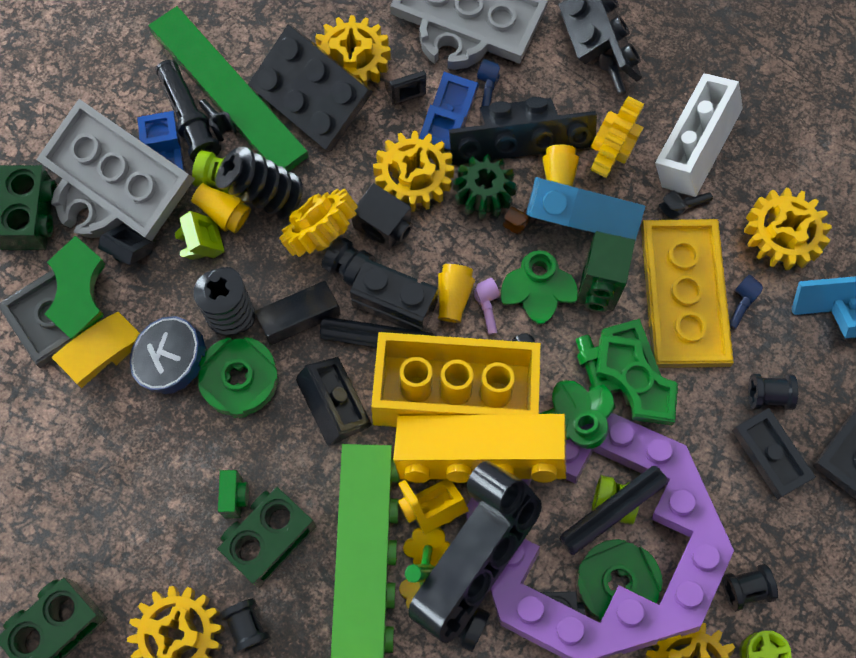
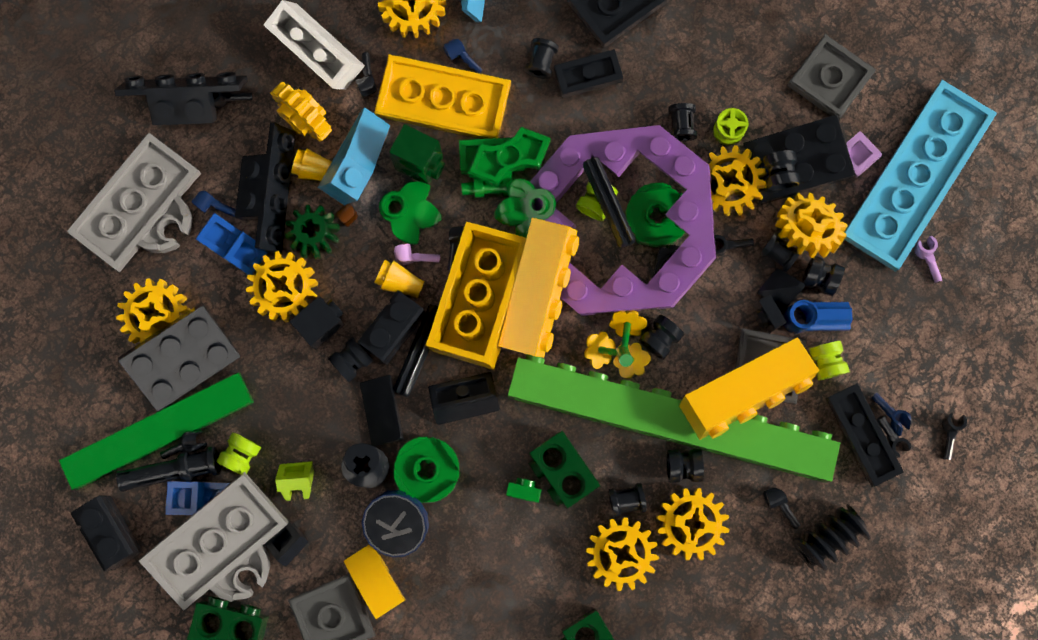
camera: 75 degrees left, 10 degrees up
(76, 274) = (302, 588): green tile -> none
(107, 65) = (106, 532): none -> black brick
(223, 208) = (274, 454): yellow cone -> none
(259, 182) = (263, 416): black piece -> none
(318, 222) = (313, 374): yellow gear -> none
(406, 87) = (199, 276): black slope -> none
(433, 505) = (570, 337): yellow bracket -> none
(478, 552) = (620, 310): black beam -> none

